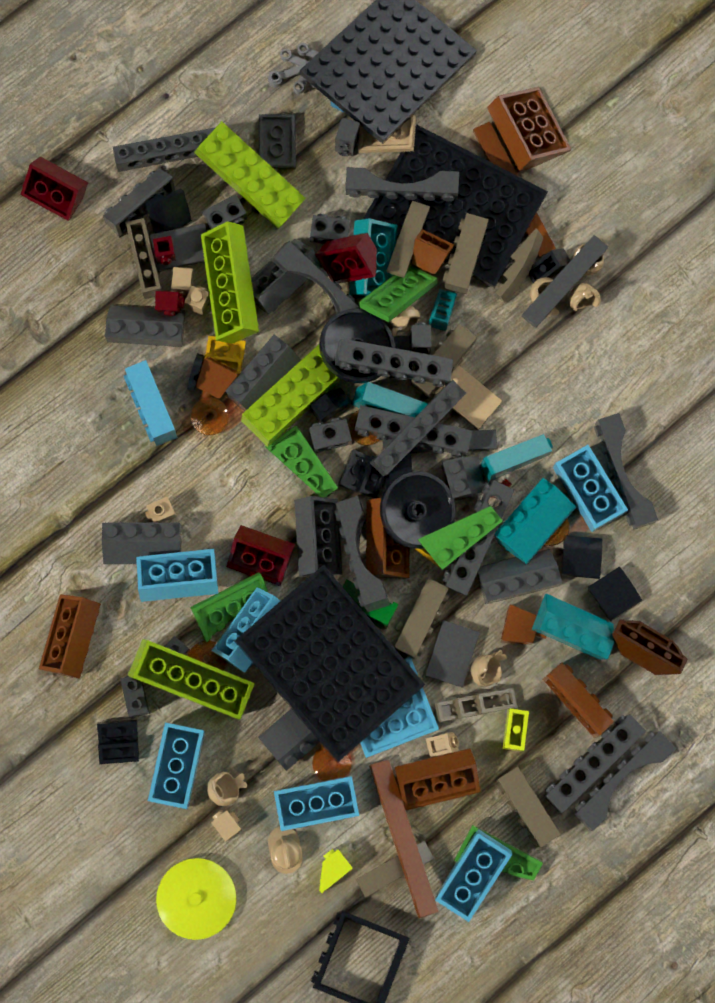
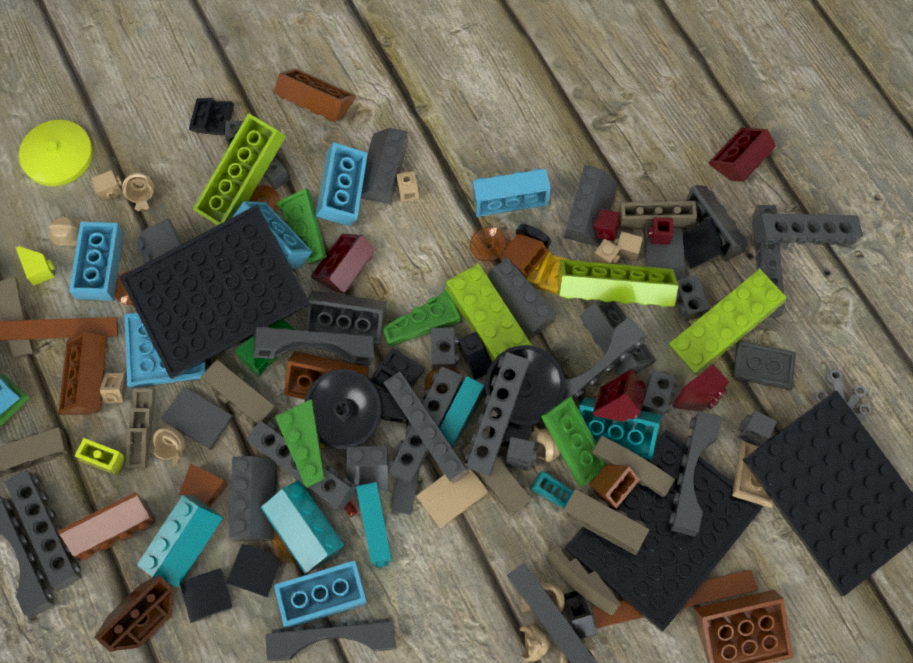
camera: 110 degrees right, 10 degrees down
(134, 114) = (807, 229): none -> dark grey brick
(176, 766) = (171, 153): medium azure brick -> none
(322, 187) = (703, 391): none -> dark red slope

